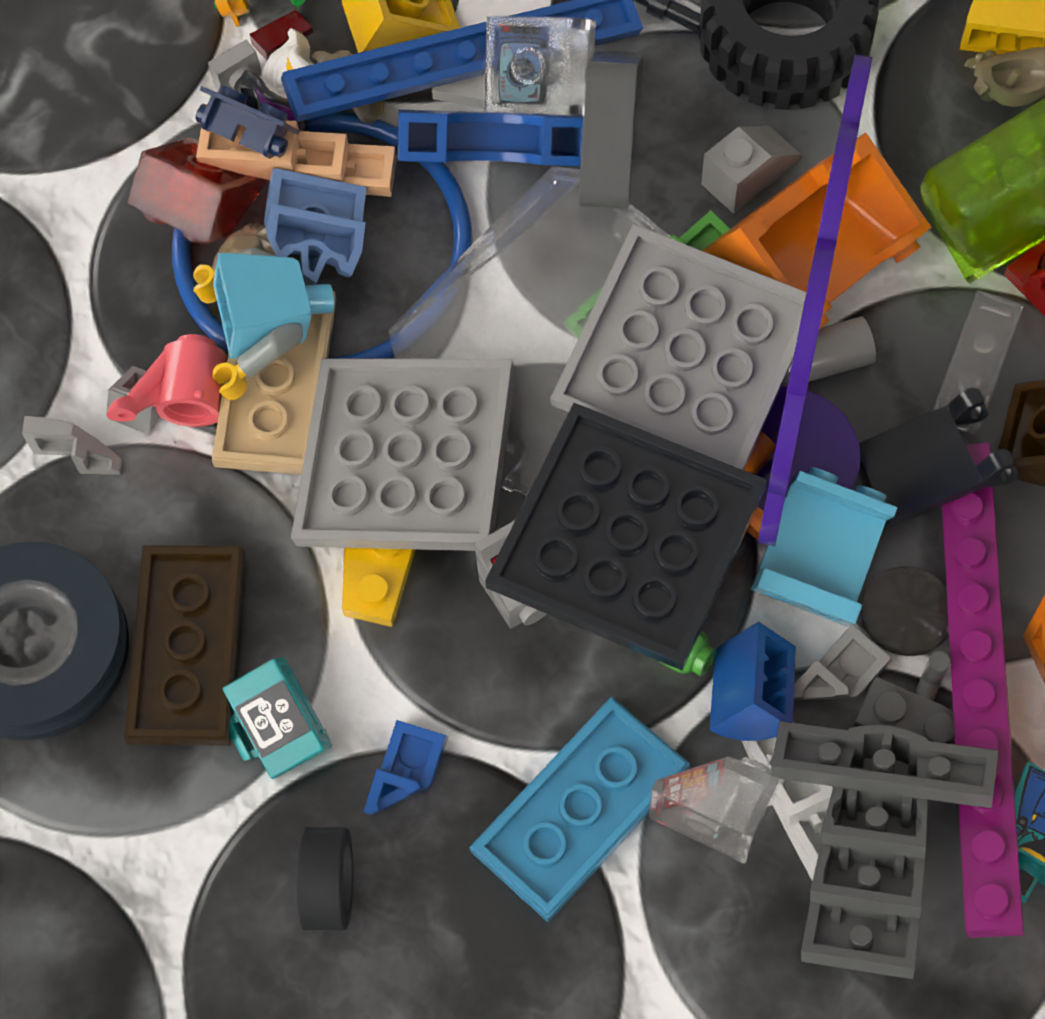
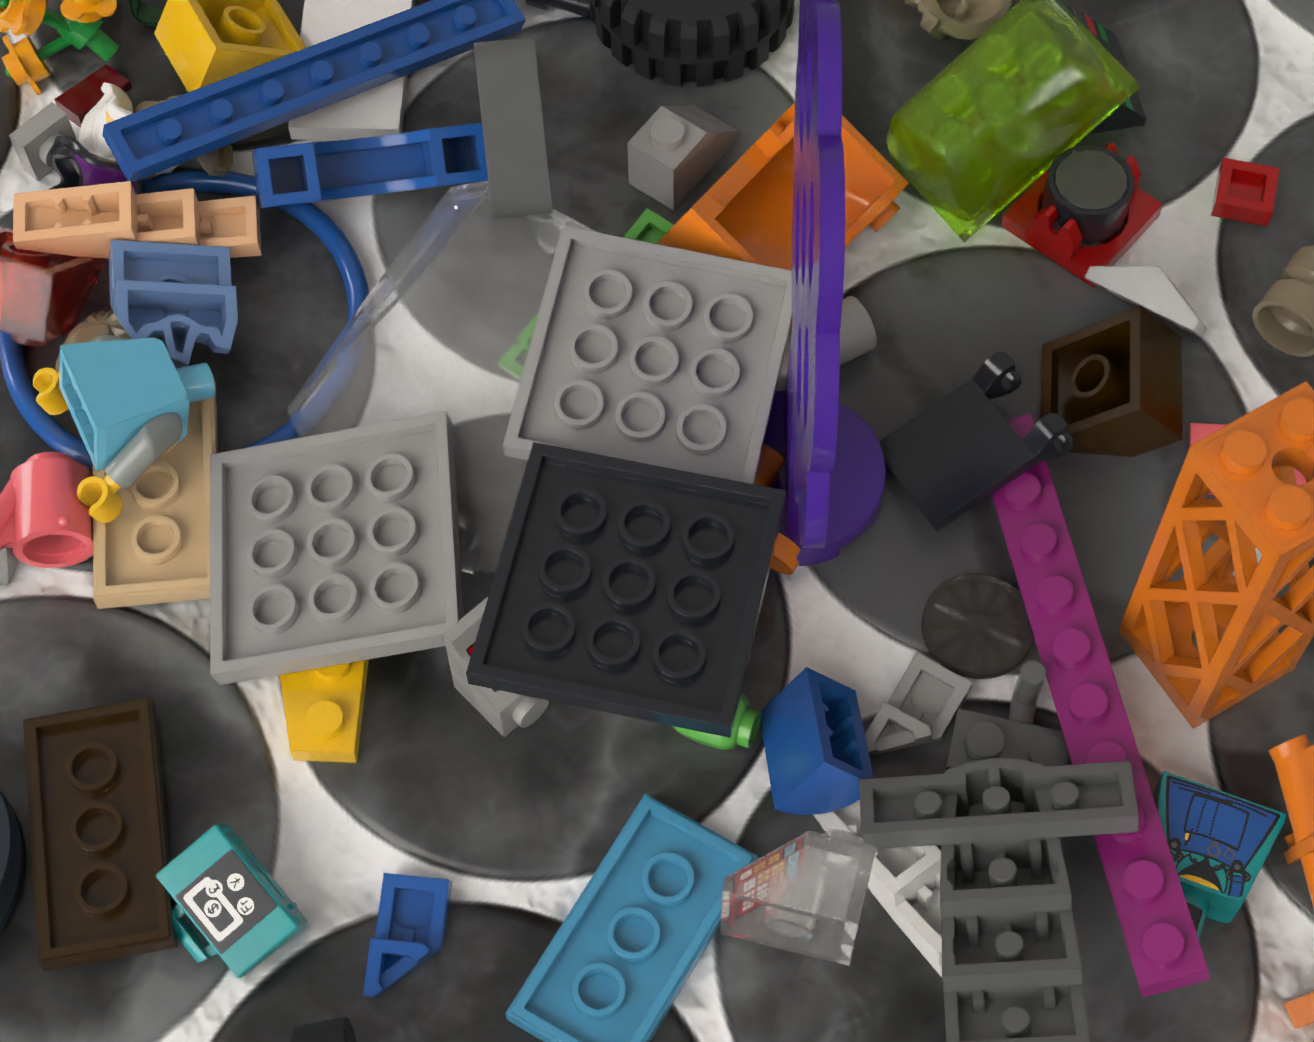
camera: 15 degrees left, 5 degrees down
(263, 129) = (44, 181): dark blue hinge -> none
(537, 64) = (411, 72): clear slope -> none
(823, 546) = (870, 572): medium azure panel -> none
(980, 350) = (994, 312): clear tile -> none

